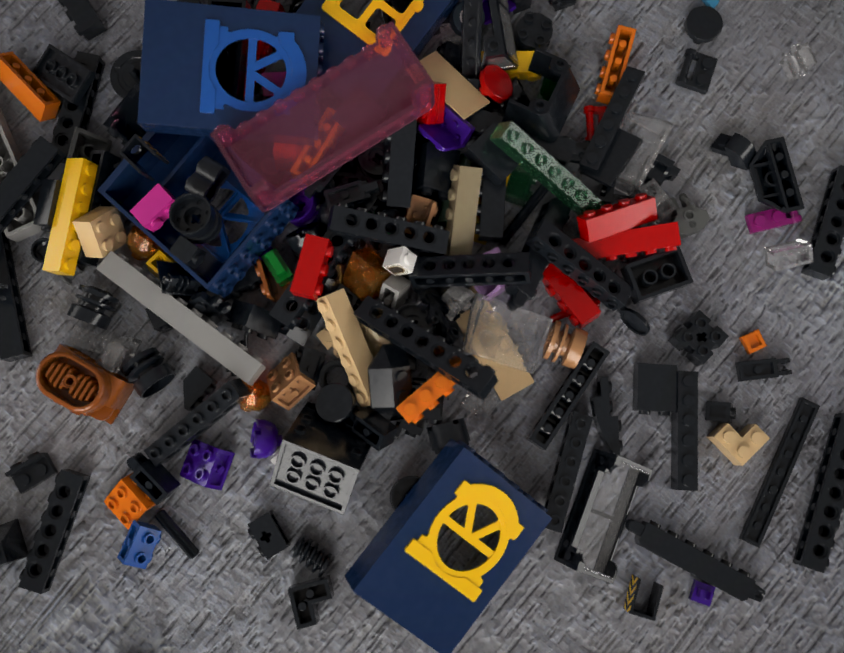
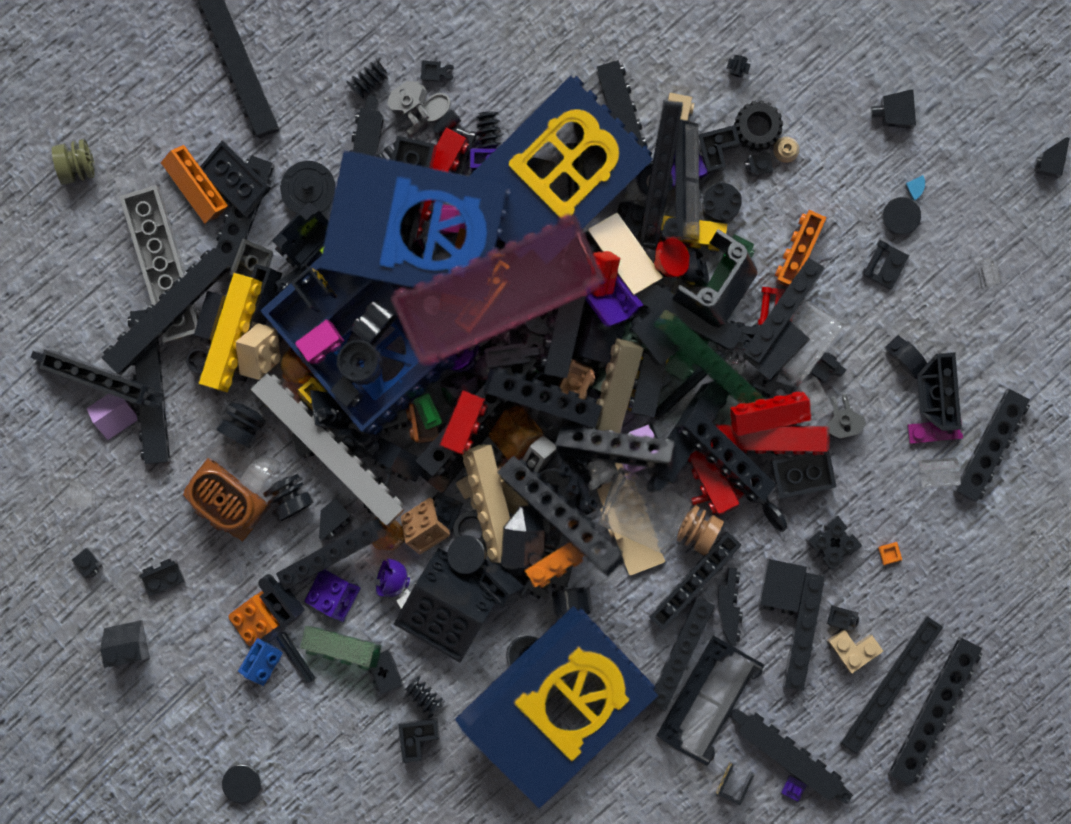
camera: 15 degrees right, 5 degrees up
(30, 577) = (151, 677): black brick -> none
(219, 516) = (340, 646): none -> clear green brick
(399, 261) = (549, 427): white brick -> none
(761, 369) = (891, 582): black hinge -> none

